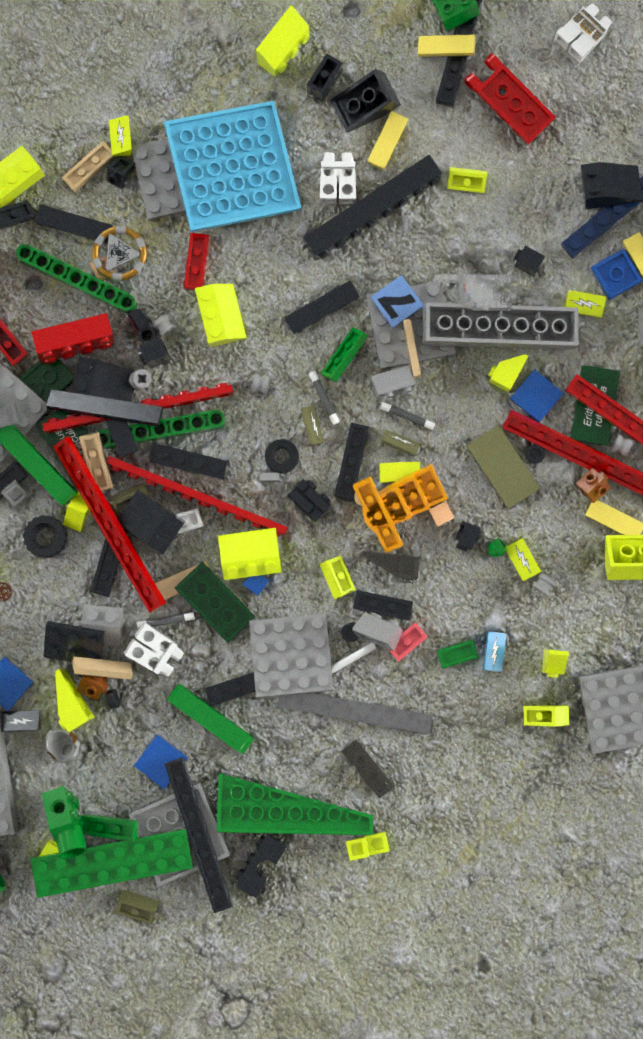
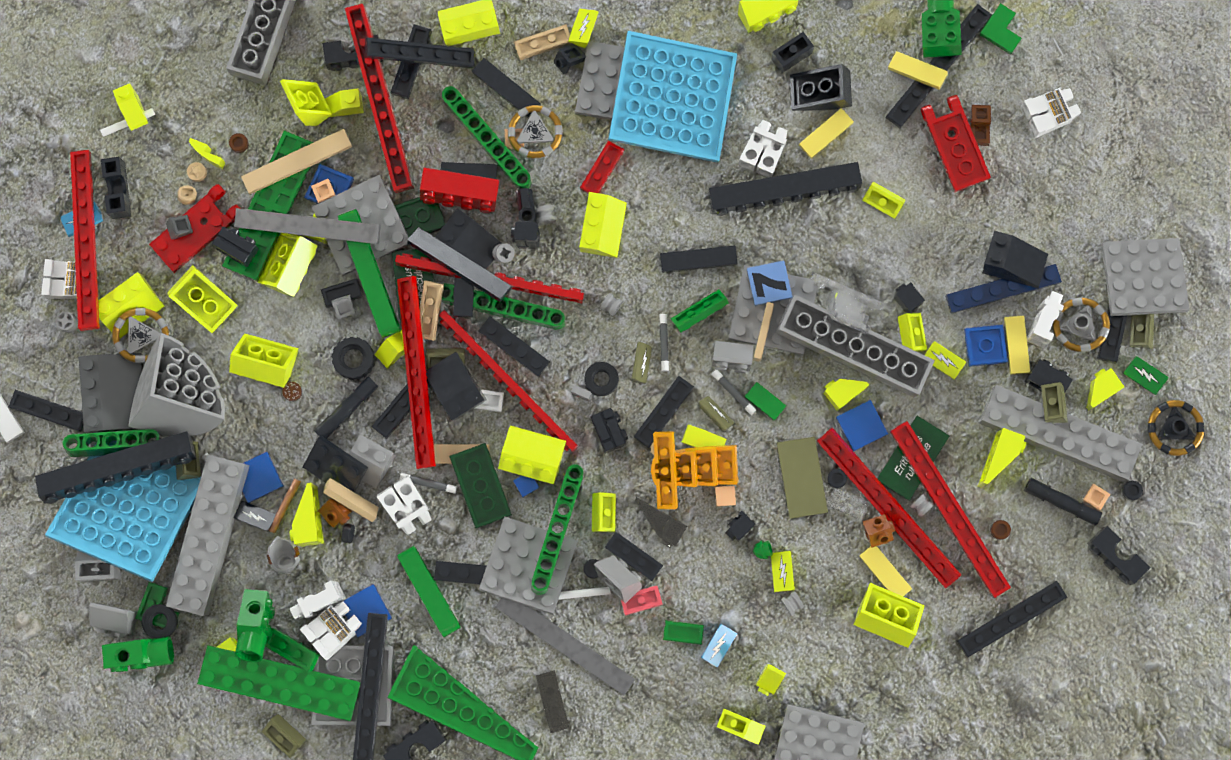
camera: 25 degrees right, 5 degrees down
(43, 698) = (284, 505): none -> nougat bar
(59, 585) = (346, 408): none -> black piece
(84, 311) = (474, 169): none -> black tile
(108, 780) = (318, 603): none -> white hips
(137, 794) = (330, 630): none -> white hips
(303, 602) = (557, 538): none -> green beam
(439, 411) = (765, 401): none -> green tile
(524, 70) = (980, 123): none -> reddish brown slope
(545, 290) = (912, 331): none -> neon yellow slope

